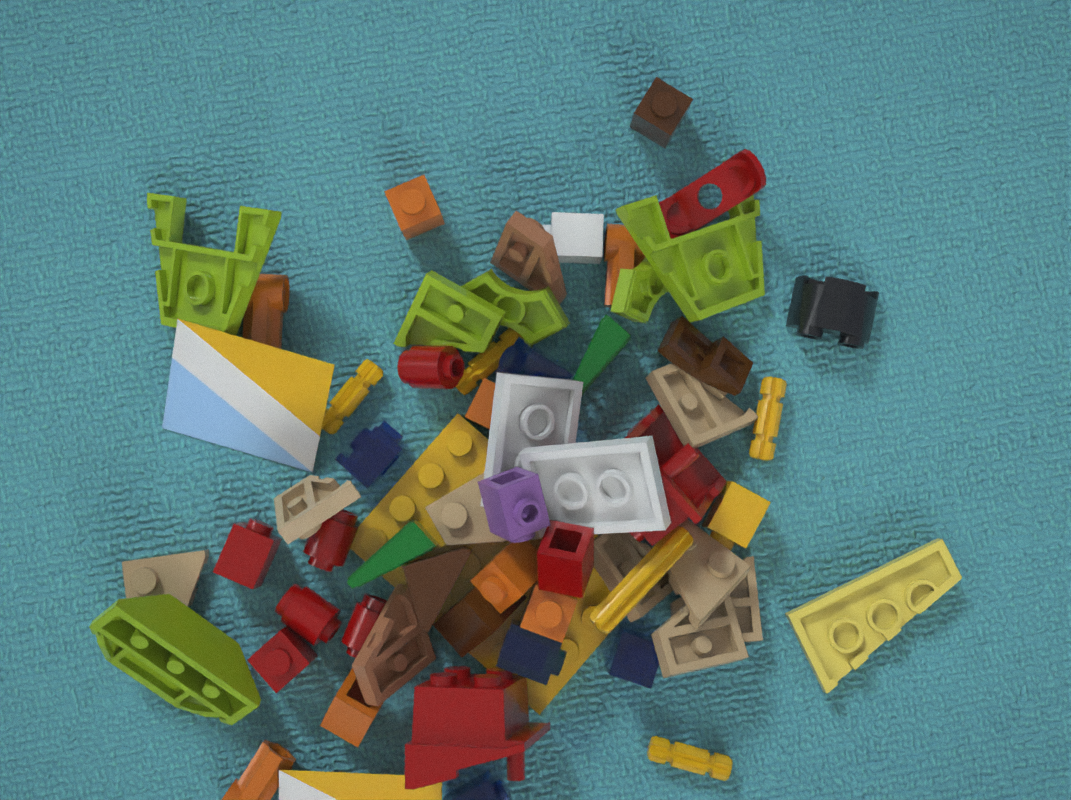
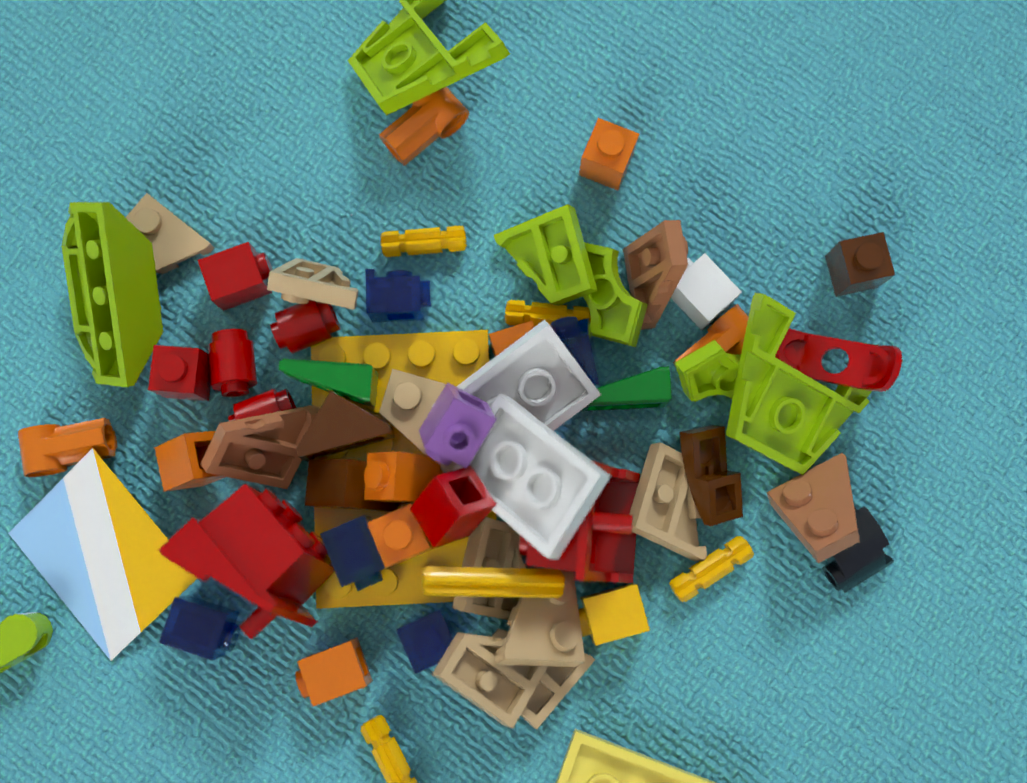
camera: 55 degrees right, 5 degrees down
(246, 395) = (353, 165): sticker -> none
(431, 367) = (502, 276): red brick -> none
(594, 743) = (333, 672): none -> orange brick
(798, 307) = (819, 508): none -> nougat wing

